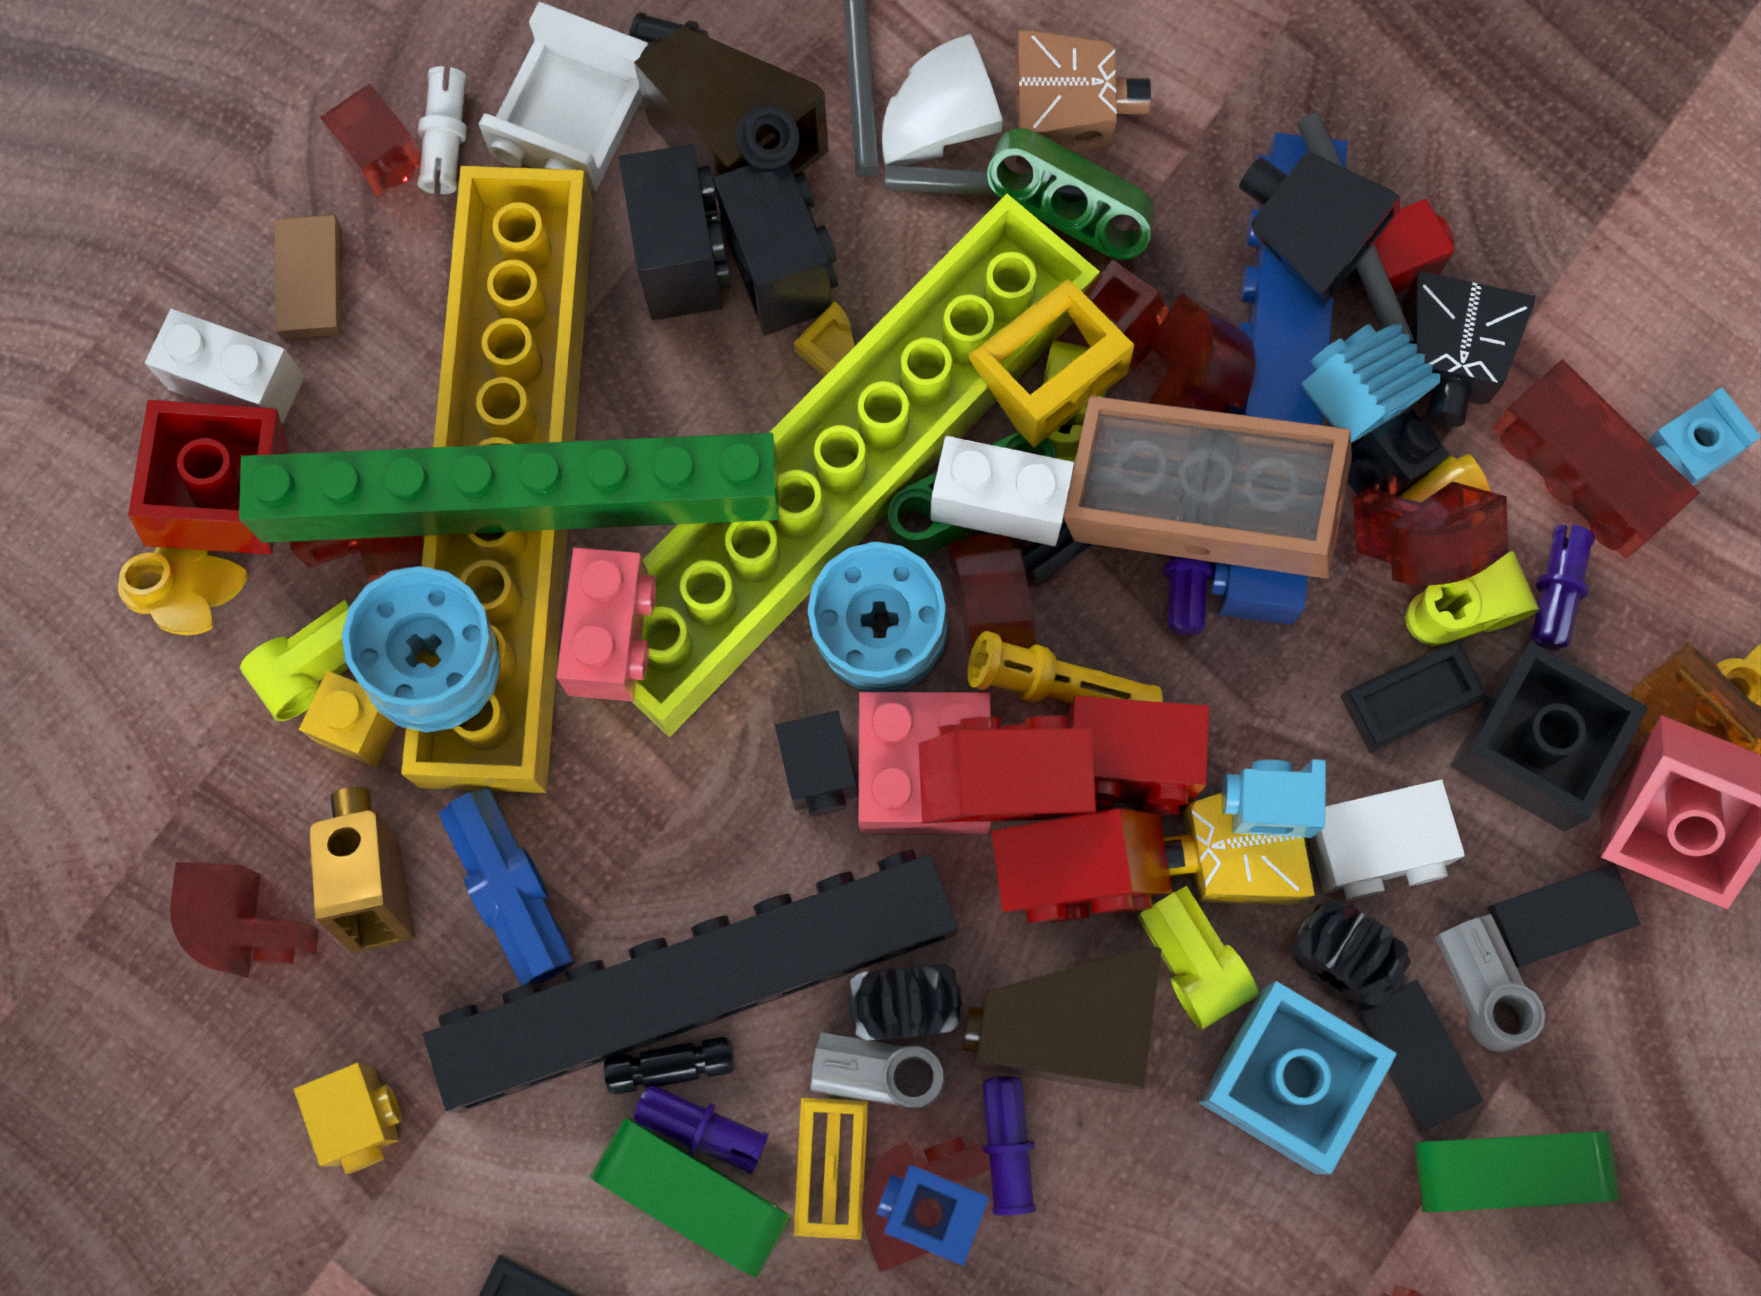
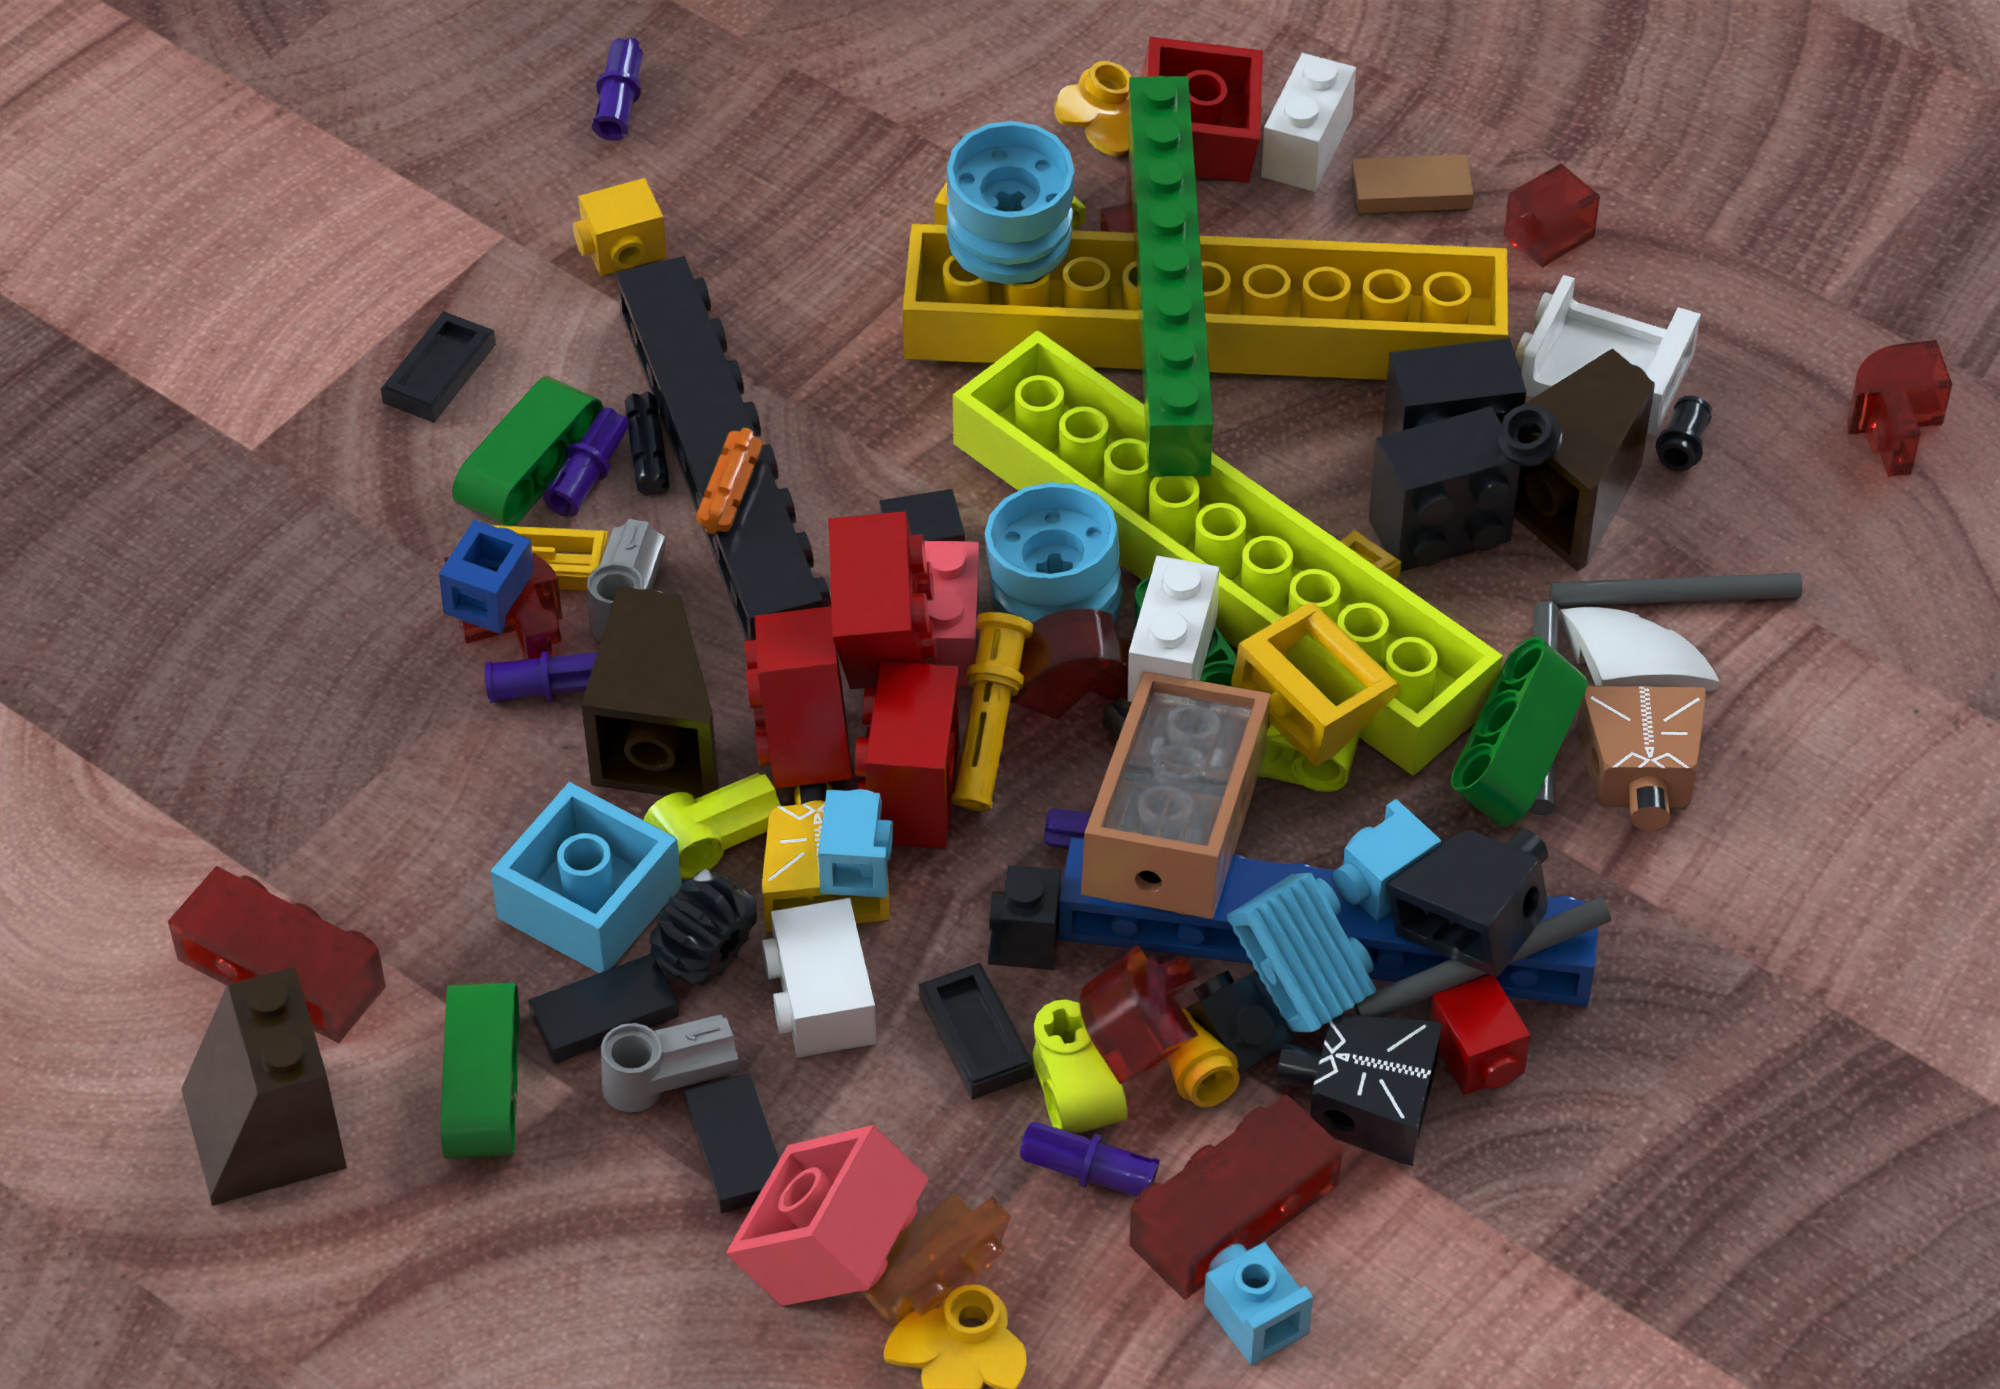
camera: 90 degrees right, 25 degrees down
(110, 1138) = (618, 89): none -> dark purple axle
(217, 921) = (796, 141): clear red brick -> none
(359, 875) = (828, 219): pearl gold torso -> none
(442, 130) = (1586, 266): white pin -> none
(506, 887) = (815, 325): blue piece -> none
(604, 624) = (1036, 332): coral brick -> none
(781, 957) = (729, 481): none -> orange axle
(905, 1002) = (689, 568): black gear -> none
(1130, 306) = (1382, 765): clear red brick -> none
(1208, 358) = (1308, 826): clear red brick -> none
(1270, 301) = (1379, 855): none -> medium azure brick
(1302, 646) = (1025, 919): none -> black brick
(1549, 737) = (928, 1098): black brick -> none

